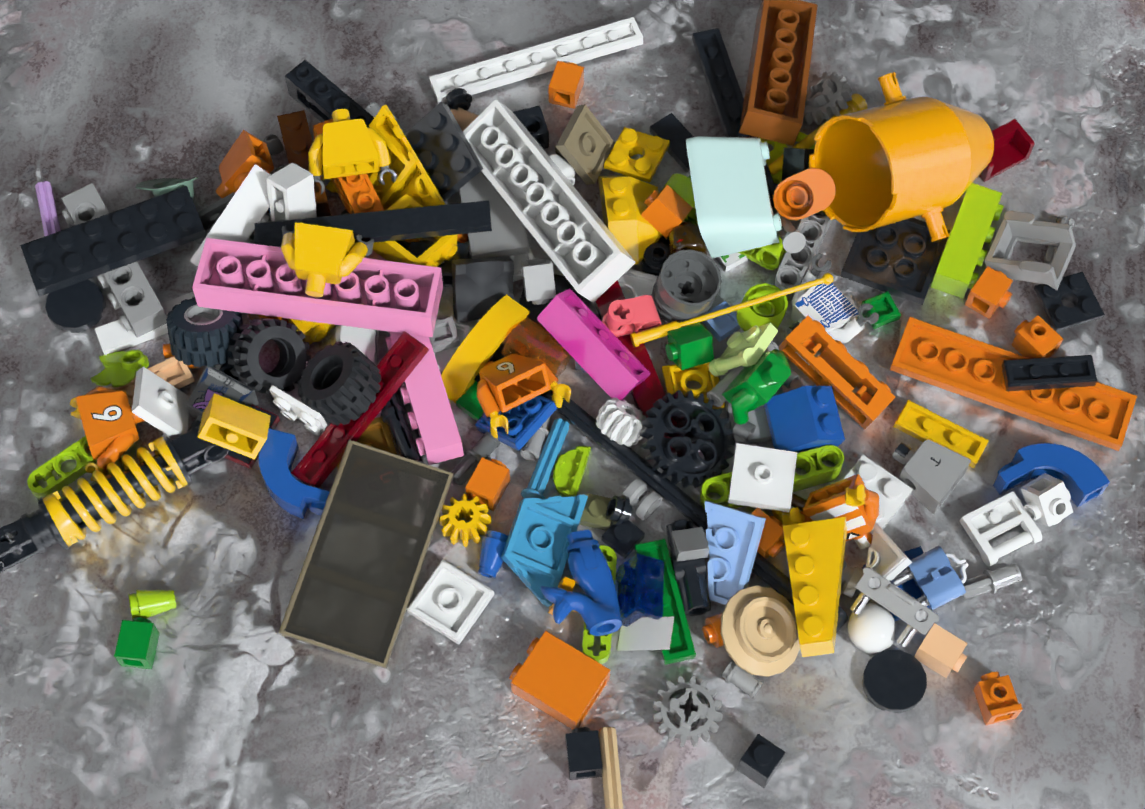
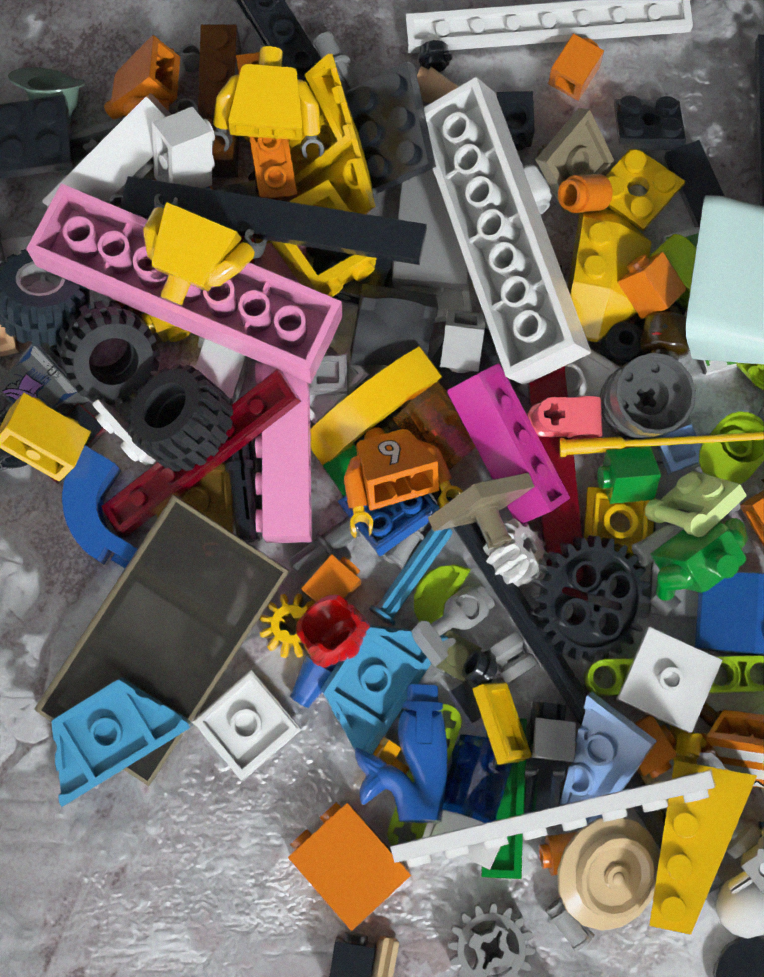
camera: 20 degrees right, 15 degrees up
(345, 631) = (109, 735): none -> dark azure wing
(499, 505) = (332, 630): none -> red hair
(586, 389) = (482, 505): none -> dark tan tile
(591, 475) = (460, 612): none -> light grey piece
(599, 163) = (585, 193): none -> orange brick
(631, 109) = (649, 123): none -> black piece
(647, 541) = (502, 723): none -> yellow tile
(693, 596) = (570, 815): none -> white plate

